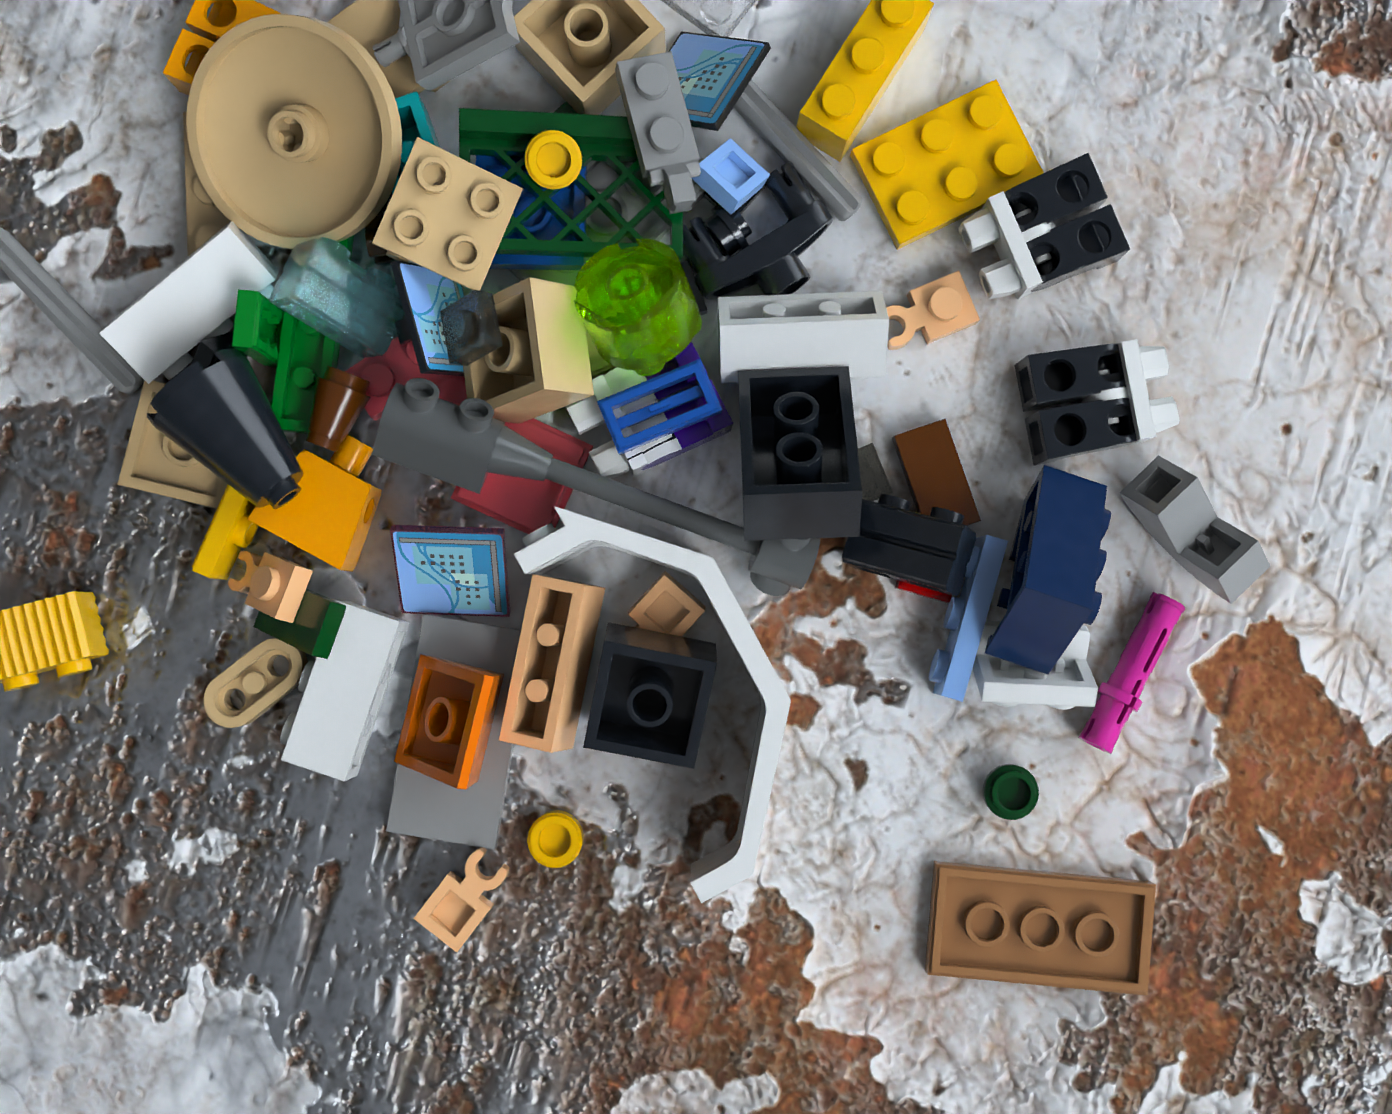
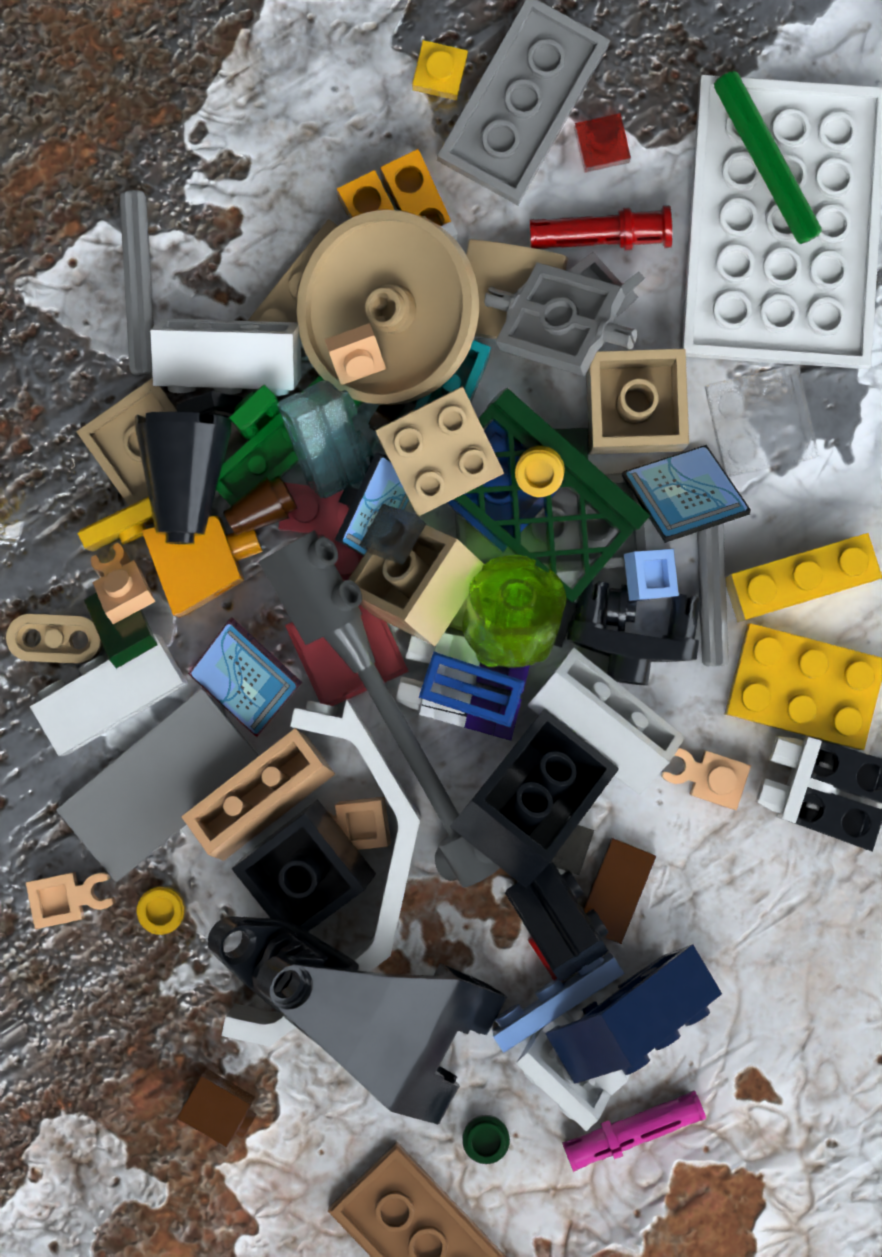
camera: 40 degrees right, 0 degrees up
(299, 196) = (355, 354): none -> light nougat plate
(448, 721) = (158, 773): orange slope -> none
(660, 126) = (628, 509): light grey hinge -> none
(755, 969) = (218, 1108): none -> reddish brown brick
(828, 774) = (375, 1025): none -> black piece
(1112, 393) = (779, 937): black hips -> none
(1184, 523) = (755, 1072): light grey brick -> none

